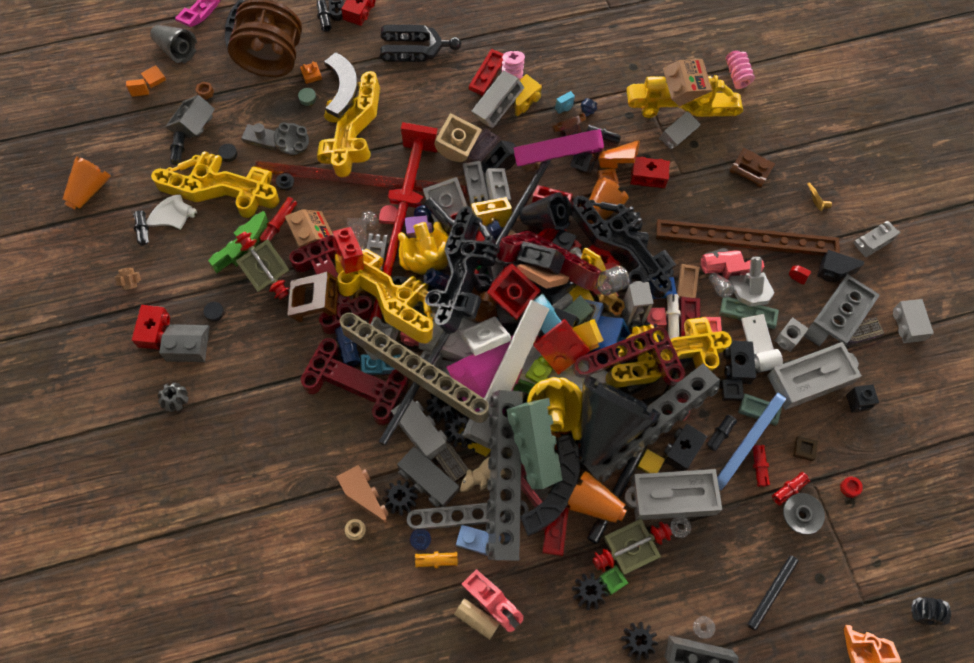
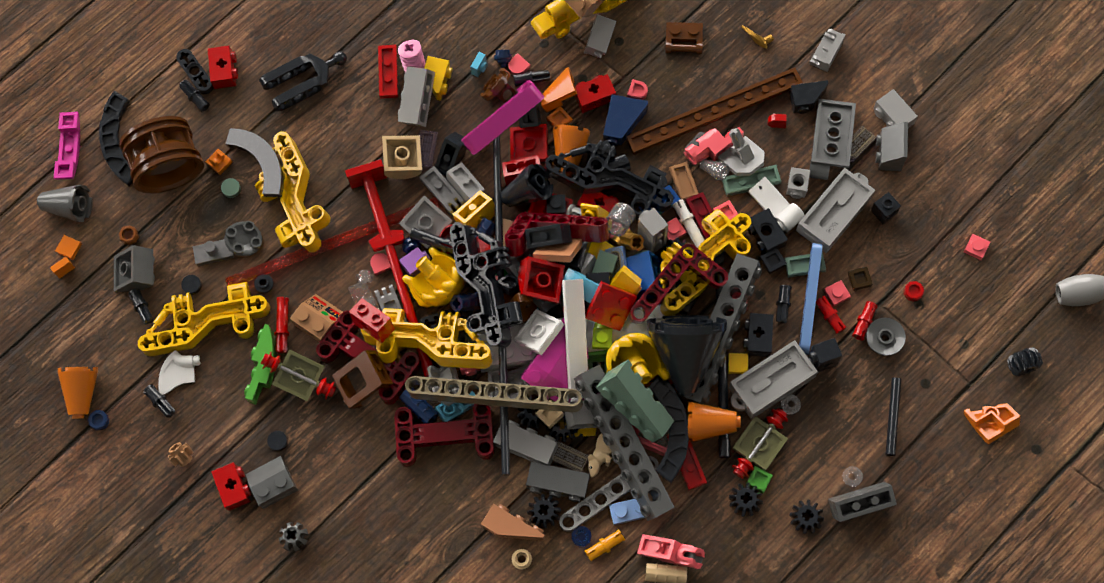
camera: 20 degrees left, 5 degrees up
(85, 217) = (98, 420): none -> dark blue tile
(452, 415) = (549, 417): none -> tan plate
(572, 181) = (529, 142): none -> red plate
(598, 119) = (518, 65): none -> coral tile
(663, 203) = (622, 118): none -> dark blue slope
(688, 189) = (637, 90): none -> coral tile
(737, 498) = (825, 355): none -> black brick
(777, 450) = (837, 293): none -> coral plate
(896, 348) = (892, 147): none -> slope
(932, 479) = (976, 247): none -> coral plate

